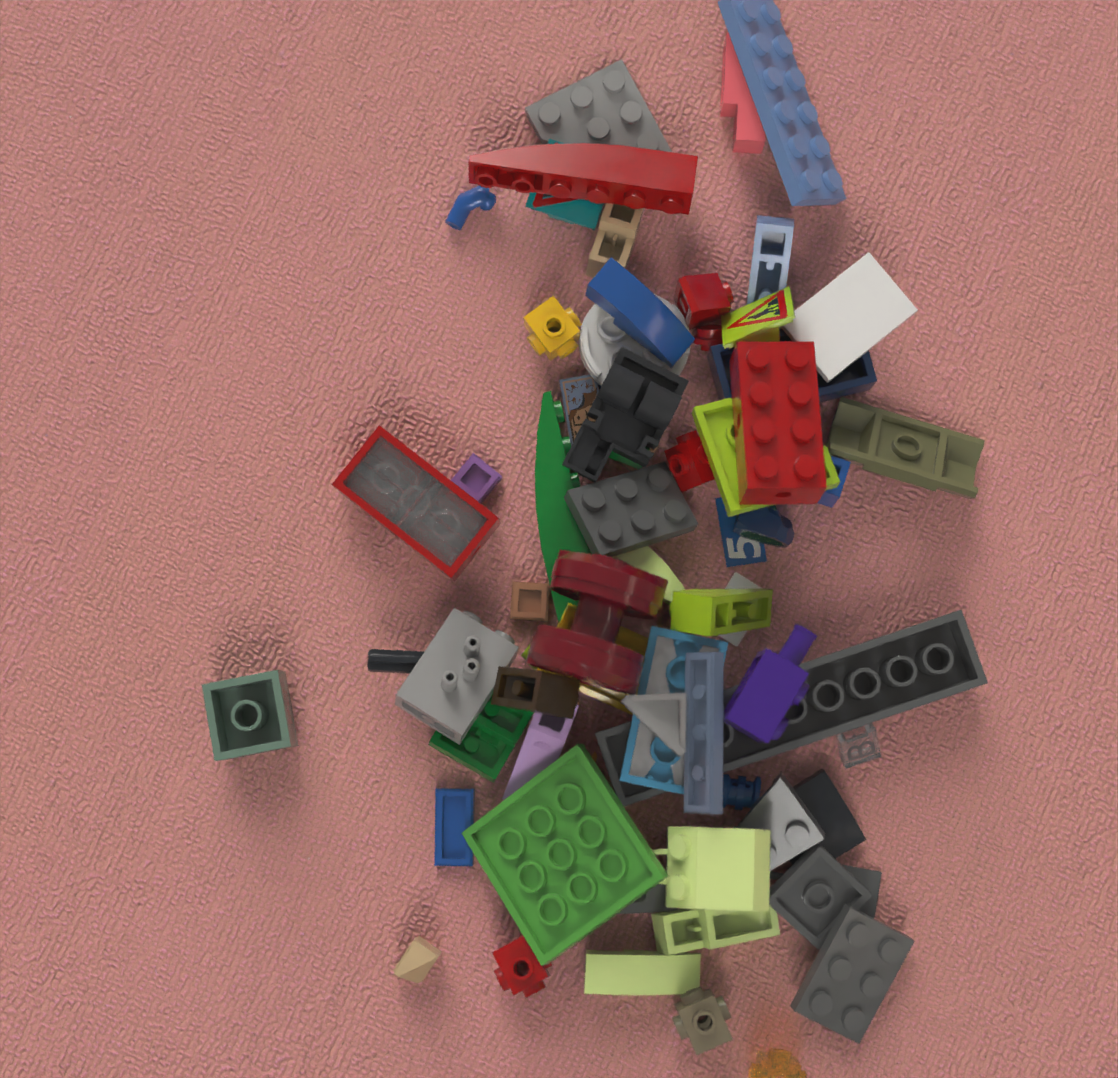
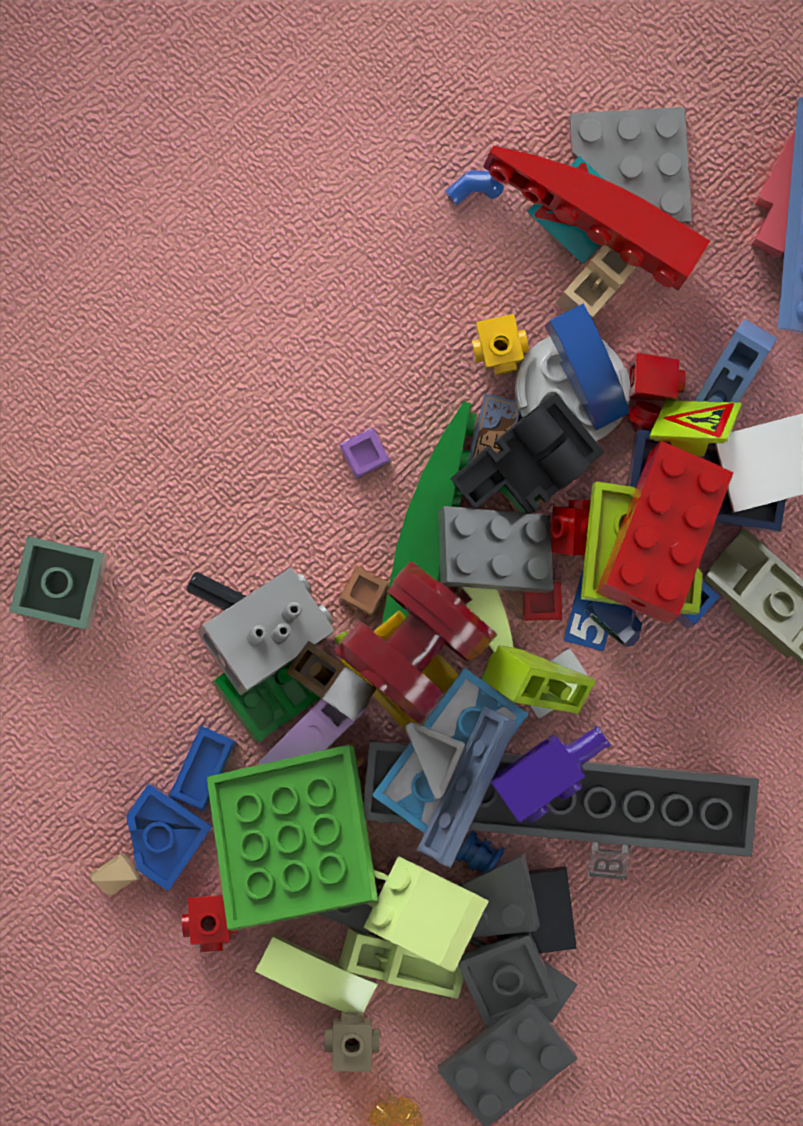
camera: 20 degrees right, 5 degrees up
(416, 503) = (298, 453): clear brick -> none
(445, 905) = (163, 835): none -> blue plate
(695, 543) = (543, 606): none -> red tile

